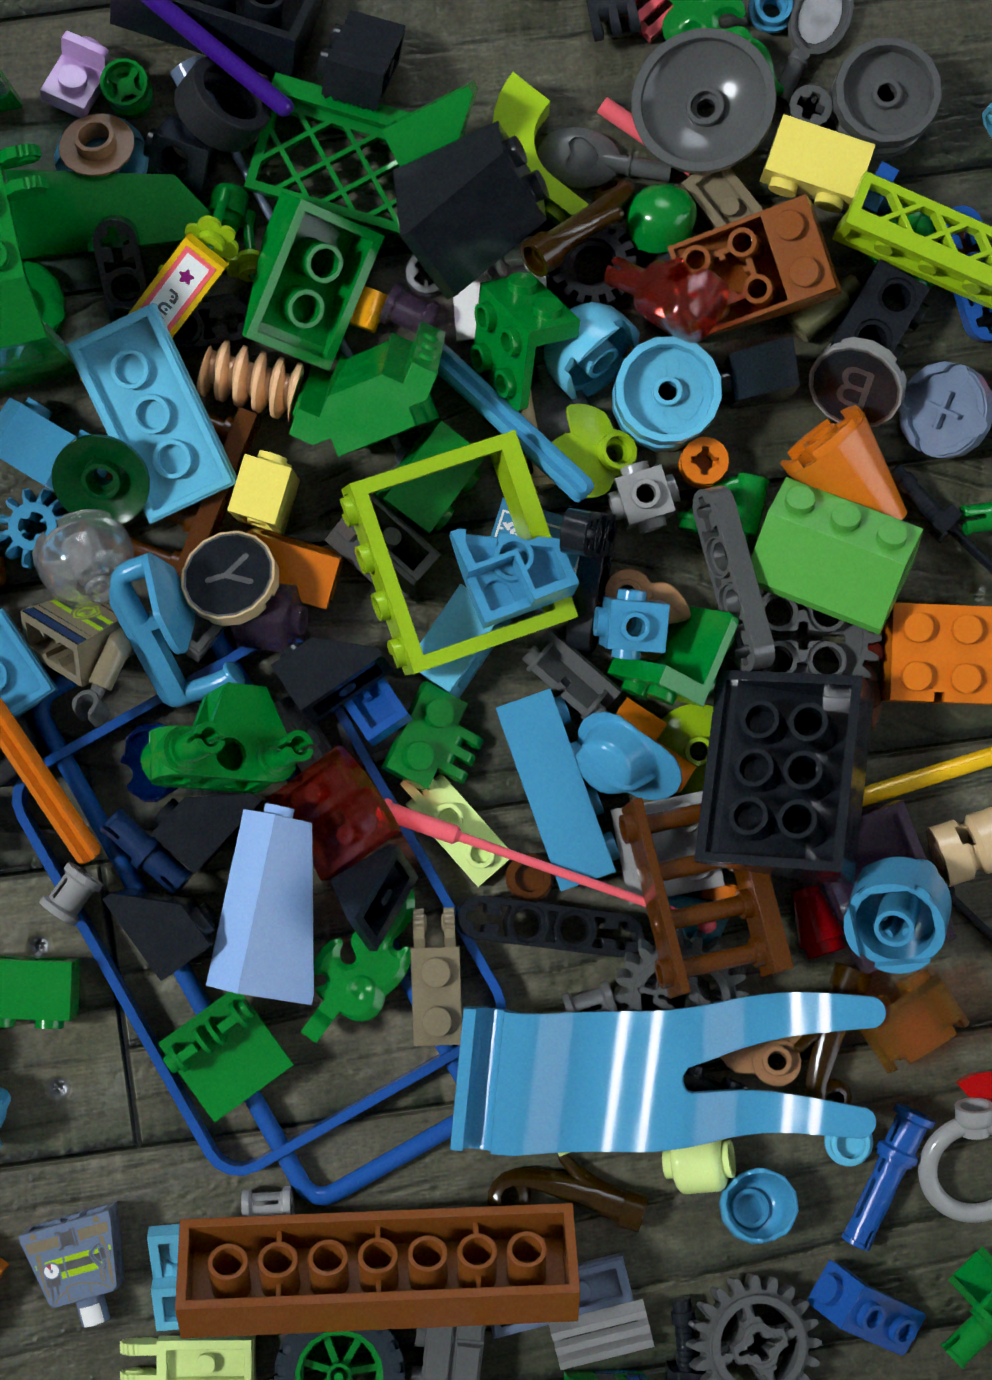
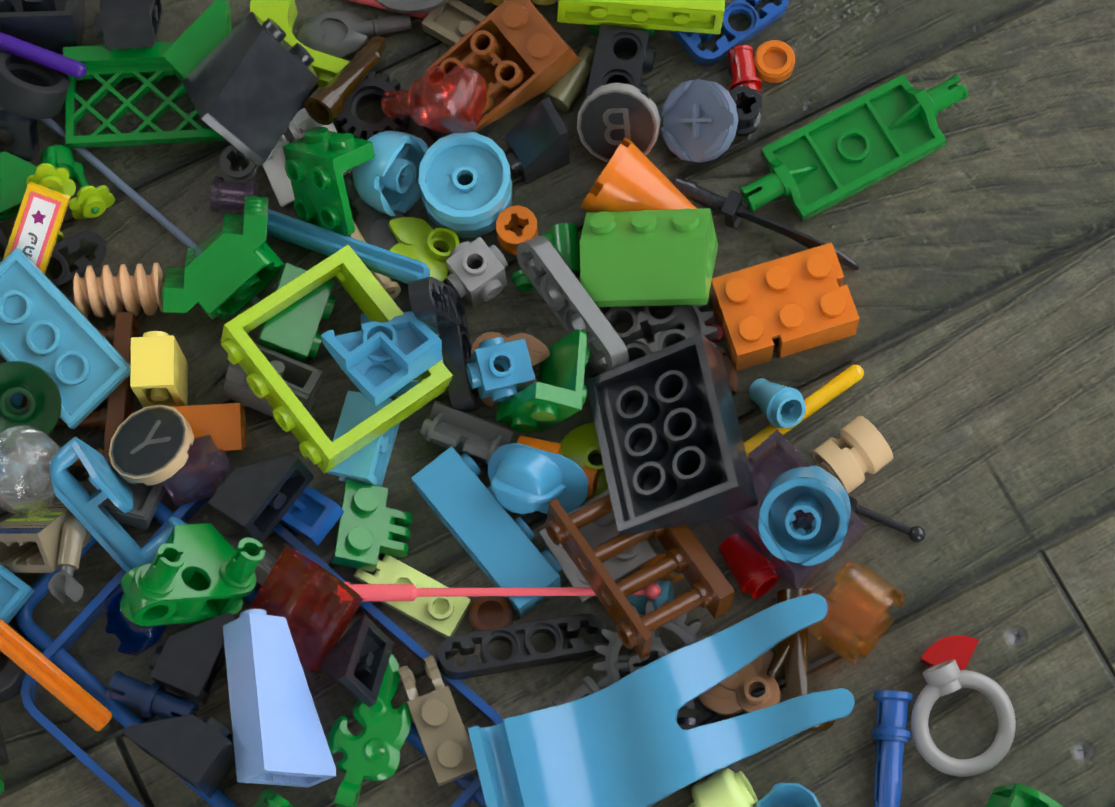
camera: 10 degrees left, 15 degrees down
(71, 894) = (97, 757): light grey bush -> none
(308, 280) = (142, 192): green slope -> none
(368, 309) = (196, 205): light orange hose -> none
(660, 217) = (412, 53): green hair -> none
(848, 1150) = (846, 741): medium azure plate -> none
(914, 763) = (779, 403): none -> medium azure cone

